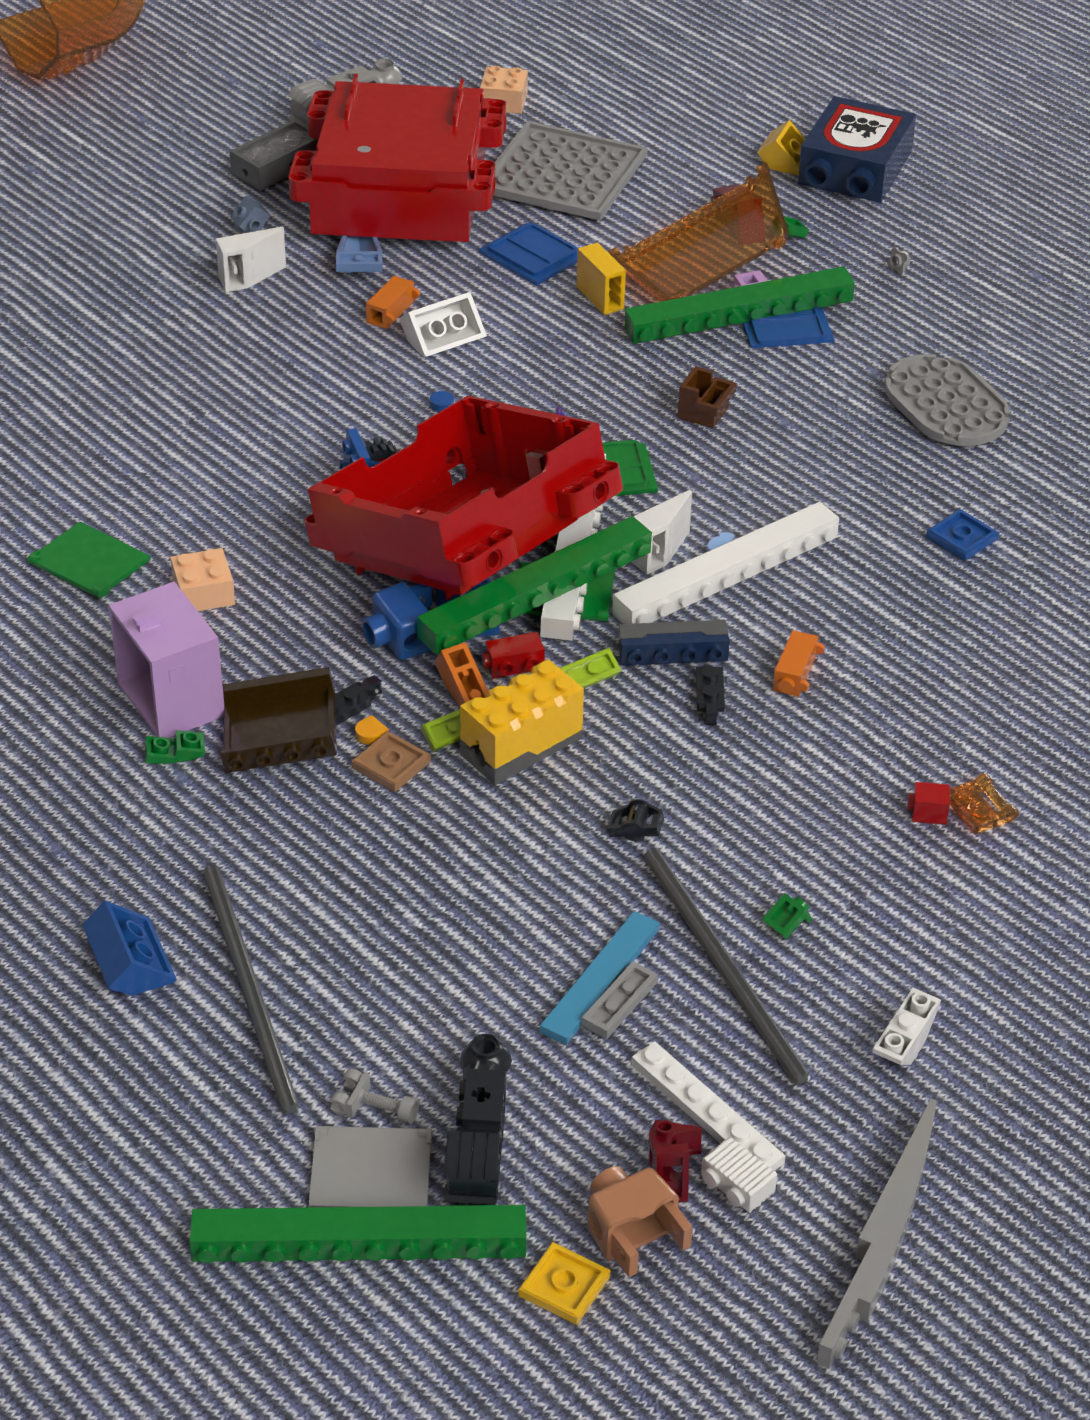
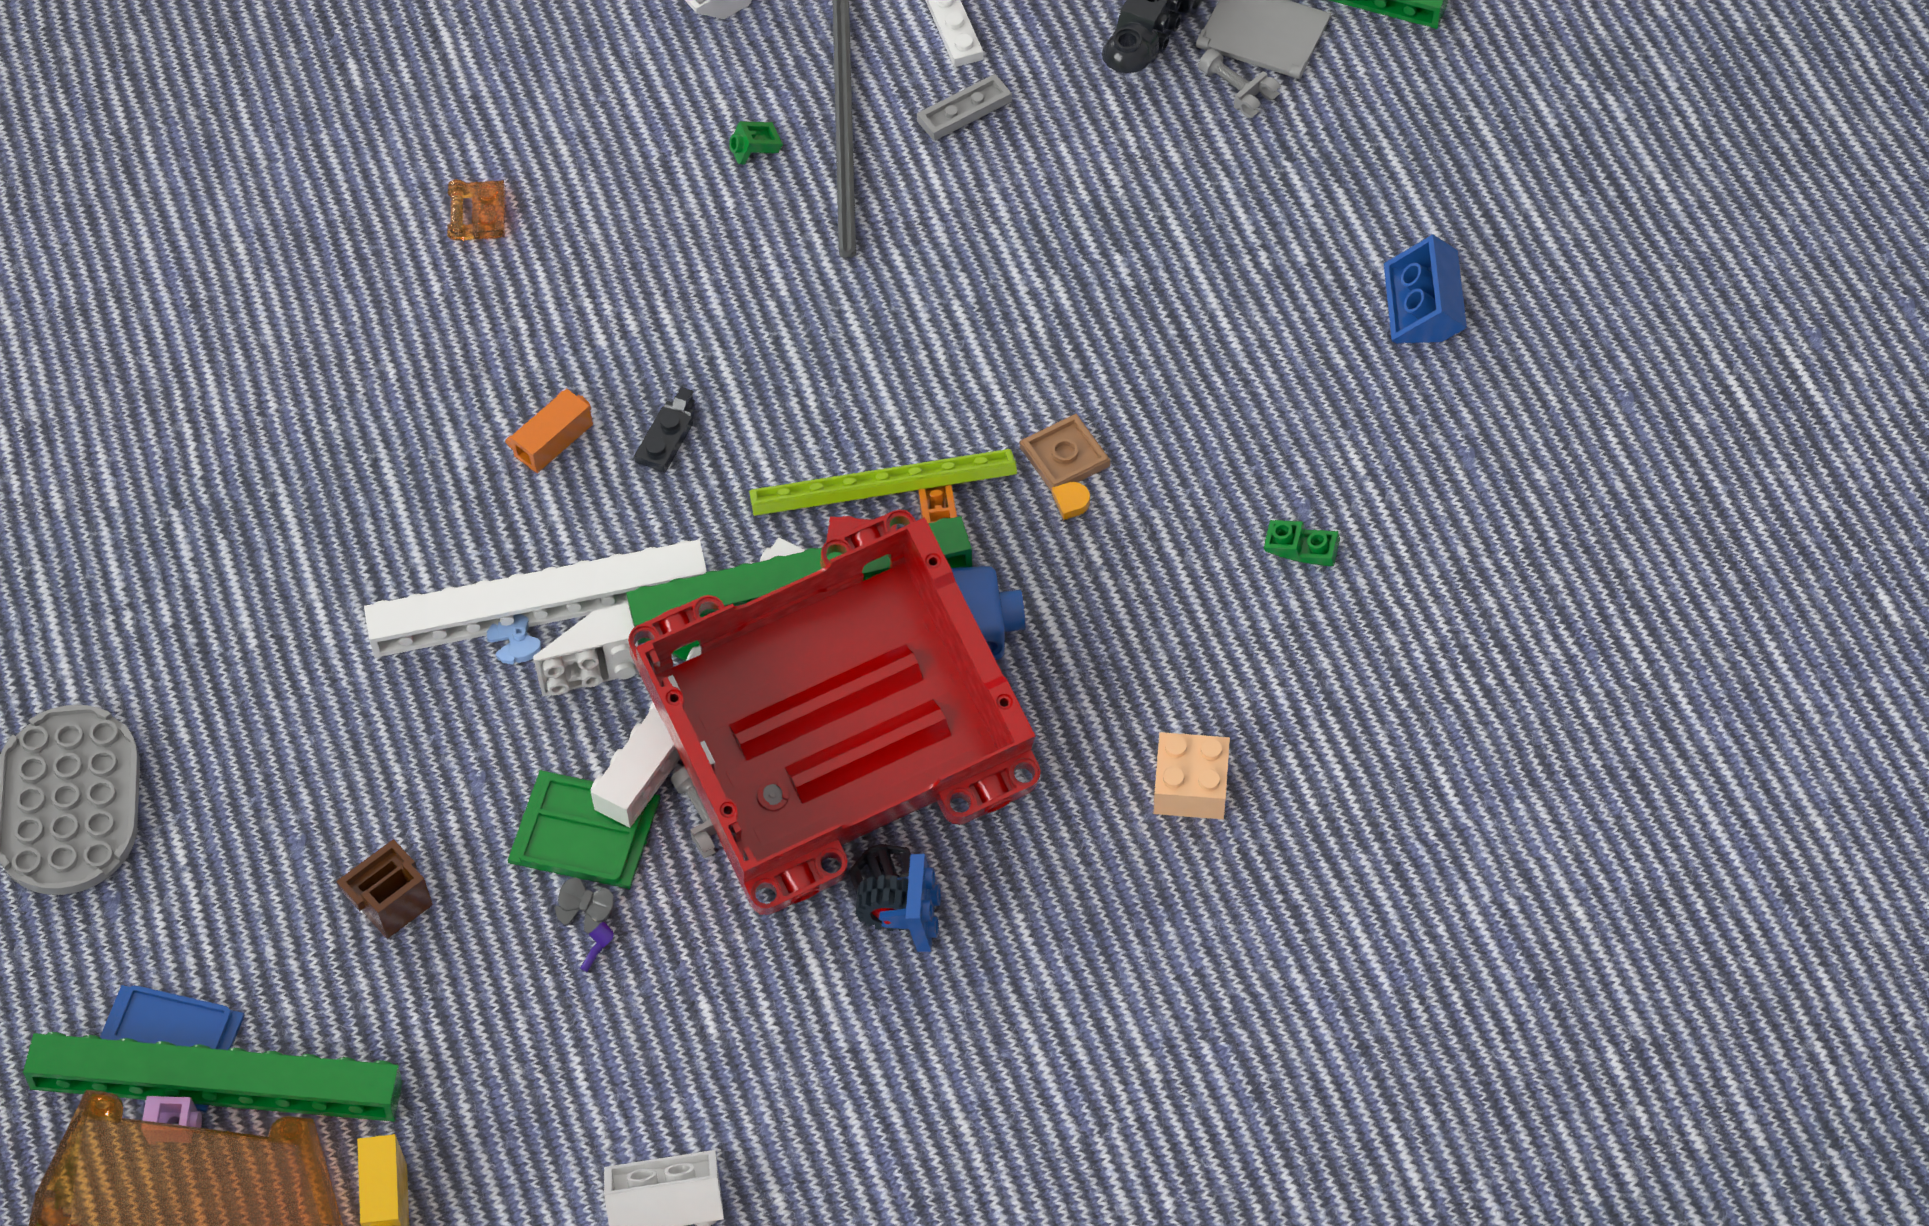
camera: 155 degrees left, 15 degrees up
(89, 559) = (1322, 886): green piece -> none
(167, 660) = (1288, 590): lavender piece -> none
(251, 991) = (1314, 236): dark grey axle -> none
(279, 720) = (1176, 519): dark brown panel -> none
(356, 698) = (1082, 547): black hinge -> none
(441, 400) = (738, 1036): blue tile -> none
(521, 722) = (910, 413): yellow piece -> none
(598, 977) = (967, 142): dark azure tile -> none
(635, 825) = (843, 288): black piece -> none
(673, 642) = (670, 502): dark blue piece -> none
(929, 803) = (531, 215): red brick -> none
(962, 534) = (221, 571): blue tile -> none

